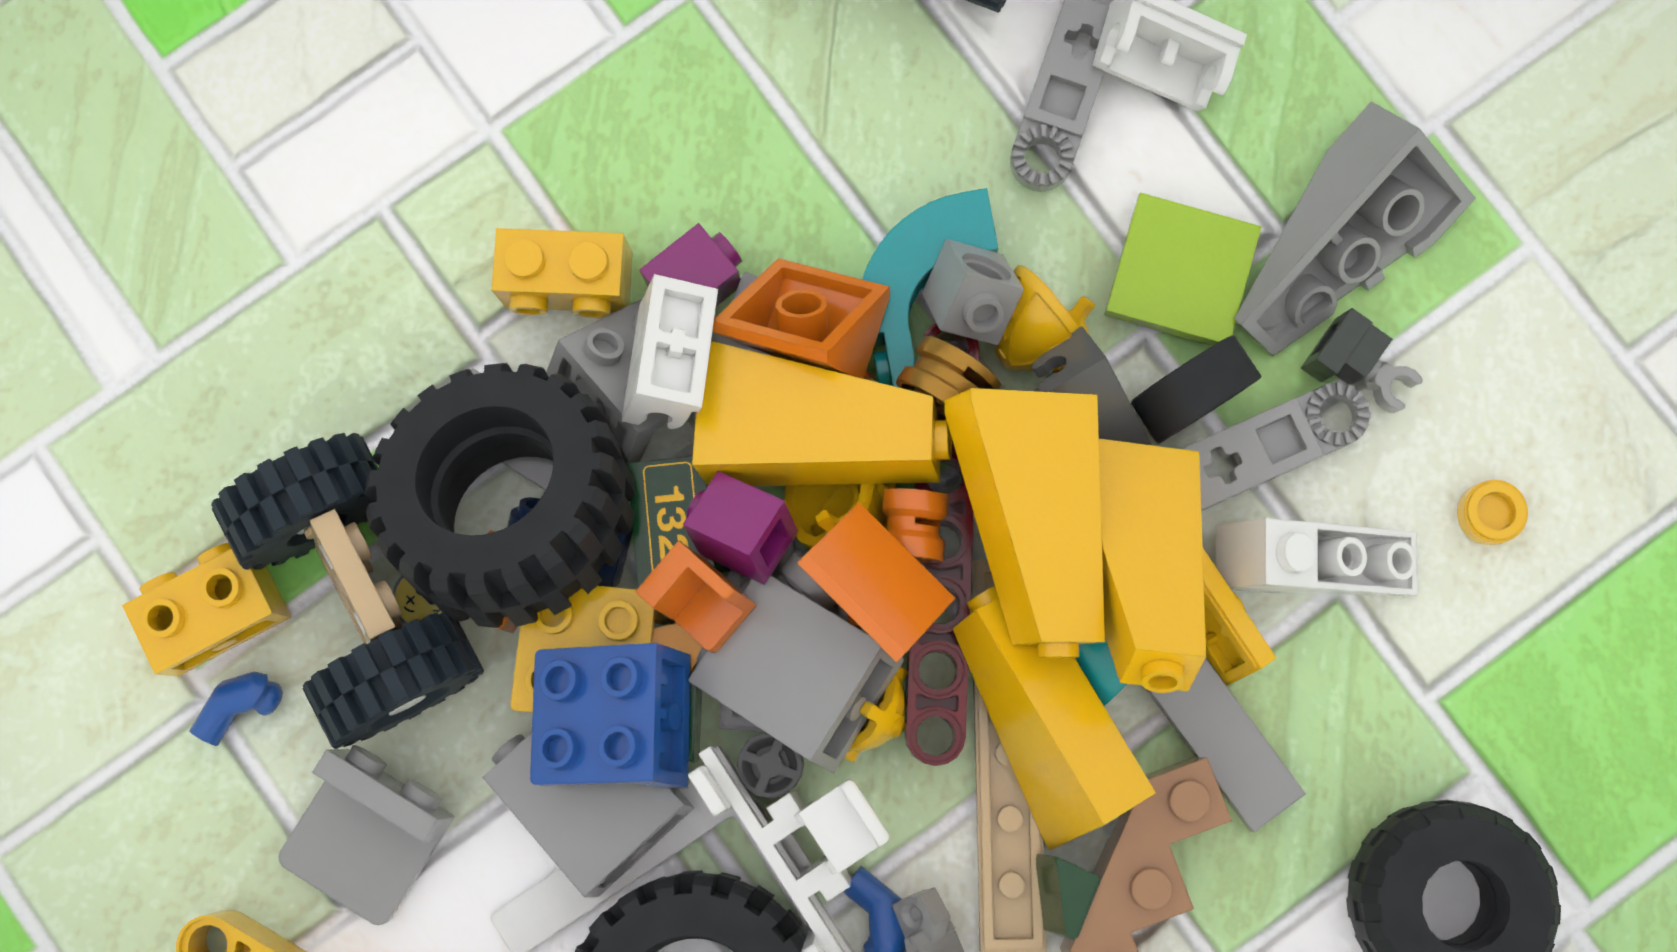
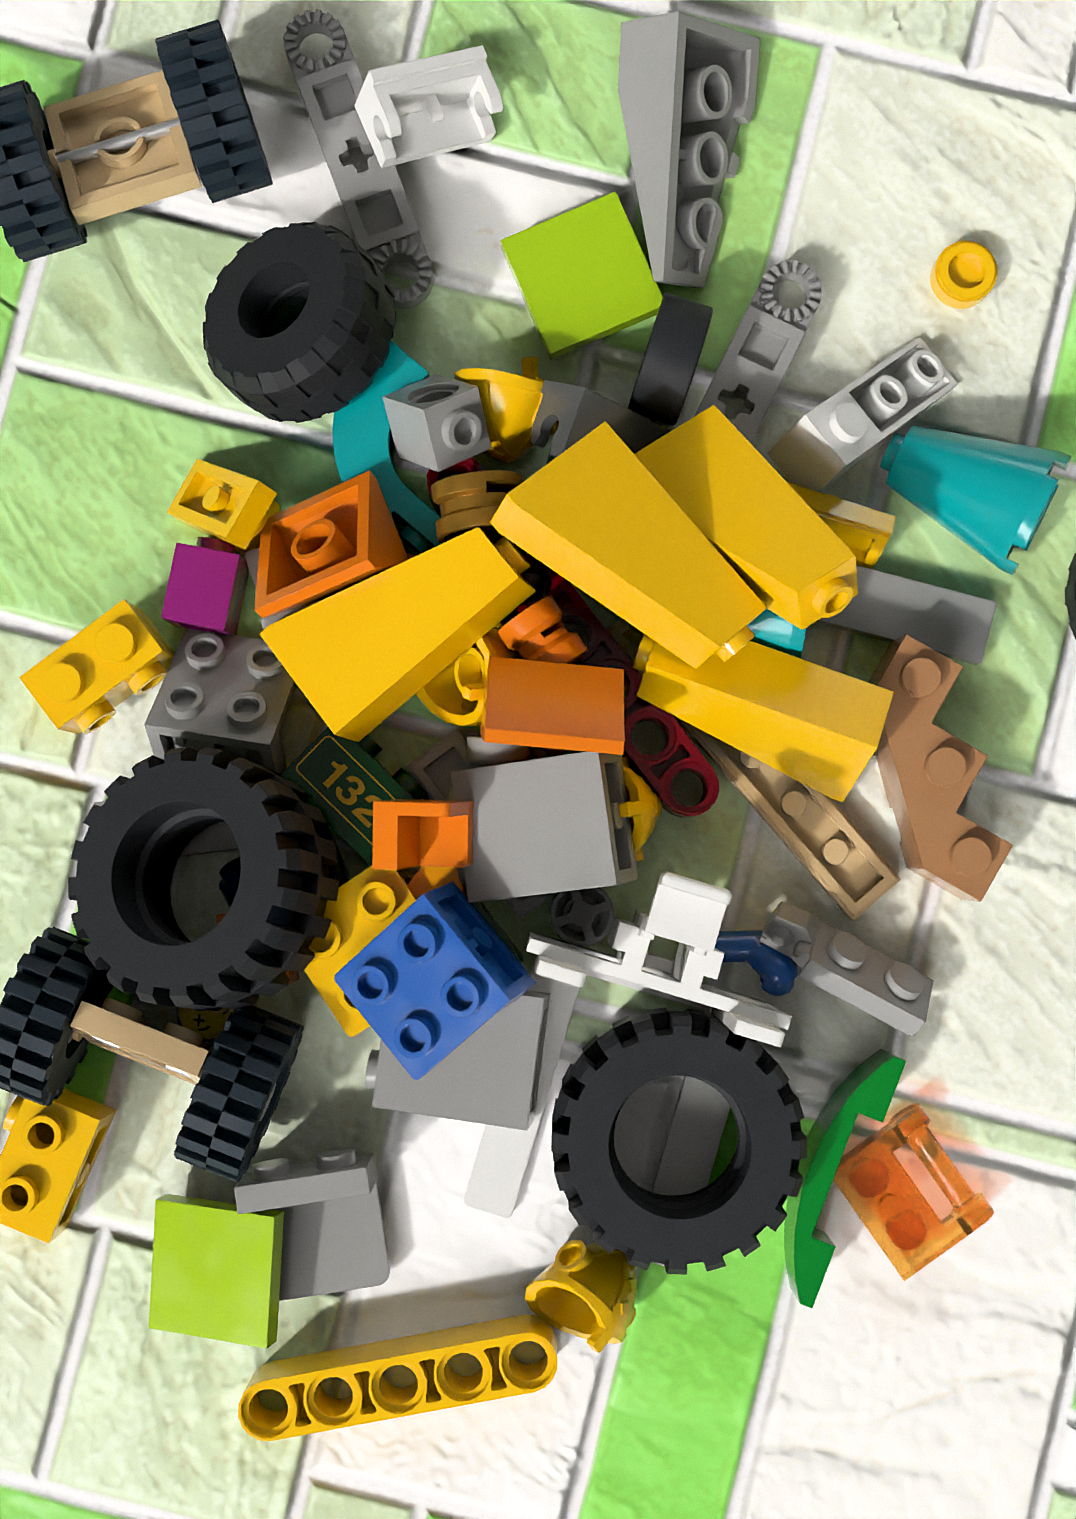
camera: 50 degrees left, 5 degrees up
(232, 698) = (125, 1208): blue arm -> none
(259, 804) = (216, 1271): none -> lime tile
(670, 351) = (241, 660): white hinge -> none
(740, 527) = (410, 751): magenta brick -> none
(759, 224) = (224, 505): none -> yellow slope
(929, 132) = (299, 322): none -> black tyre
(1064, 895) = (883, 826): dark green slope -> none
(1353, 353) = (762, 235): pearl dark grey piece -> none
(1362, 689) = (976, 487): none -> teal cone

